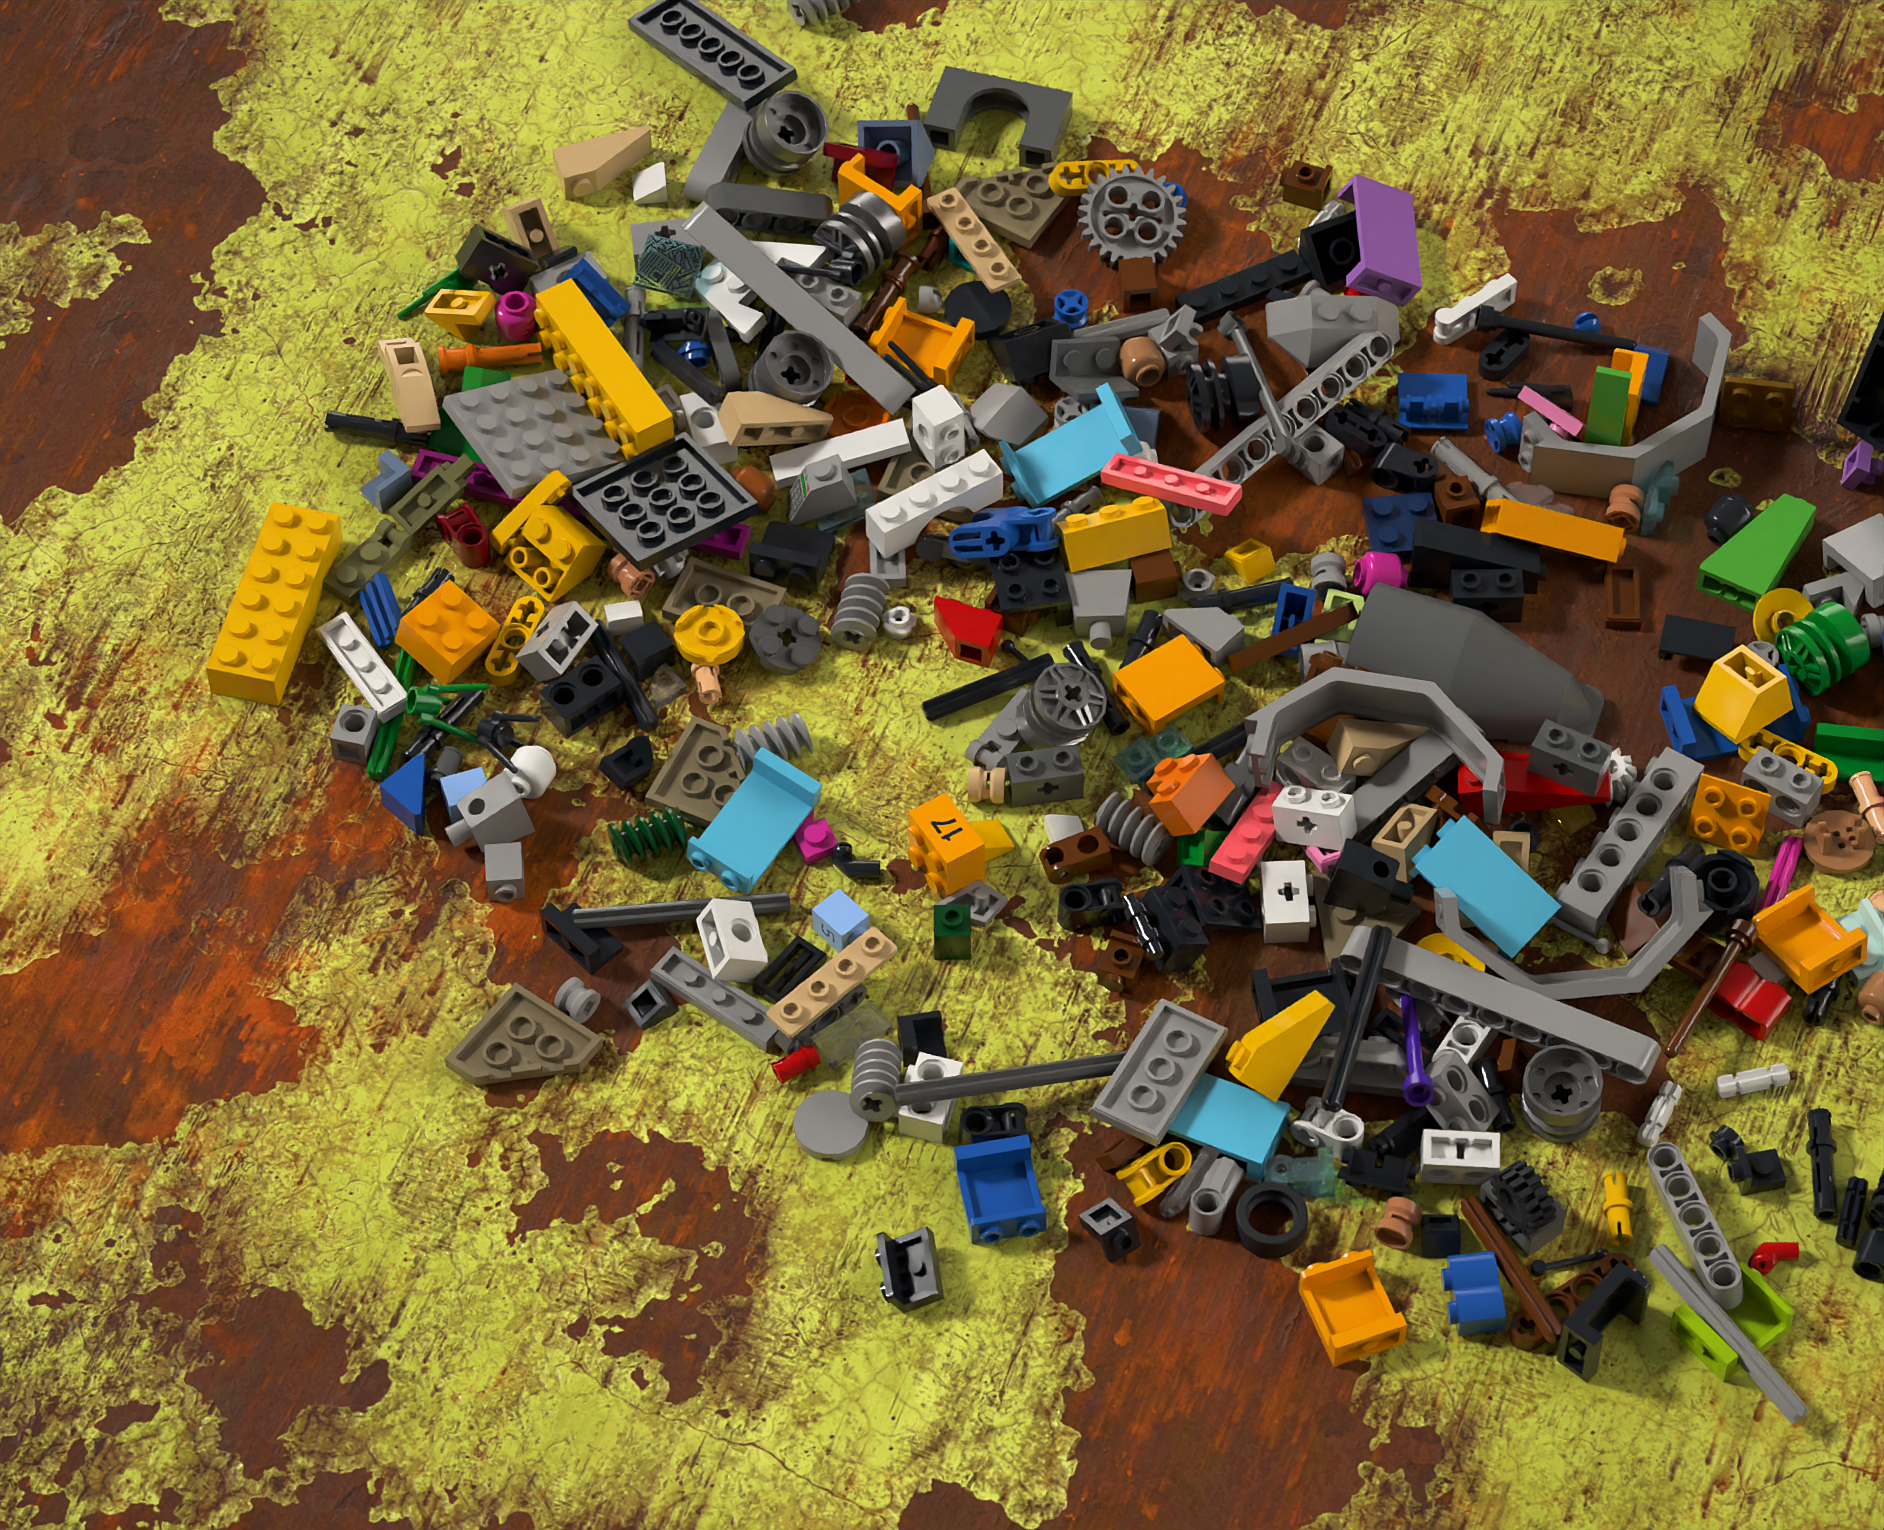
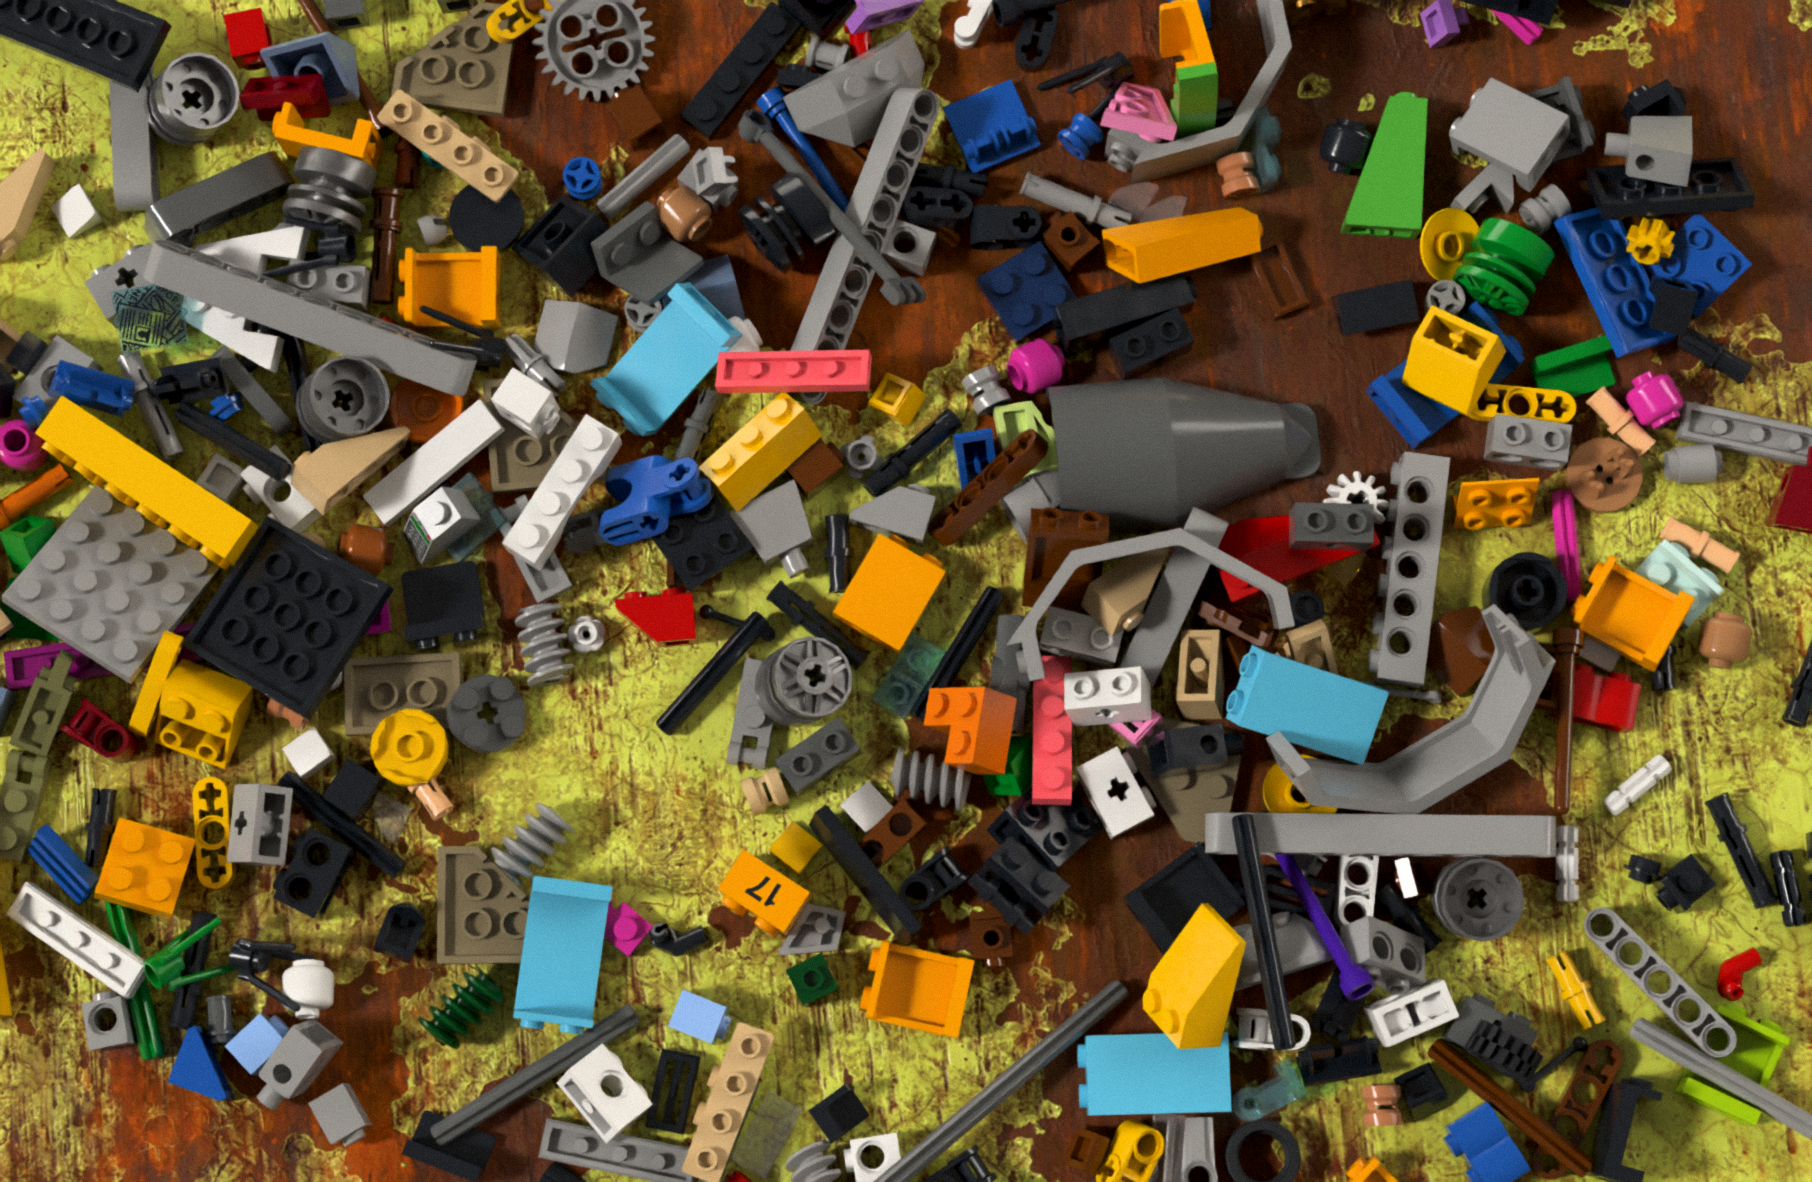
camera: 25 degrees left, 25 degrees up
(540, 284) = (33, 411): none -> blue plate
(850, 110) = (247, 35): none -> red brick
(1037, 979) = (917, 989): none -> light orange panel
(1038, 874) = (865, 875): none -> black tile
(1159, 1072) = (1090, 1058): light grey tile -> none
(1256, 320) = (773, 105): none -> blue piece
(1660, 889) = (1472, 587): black pin -> none

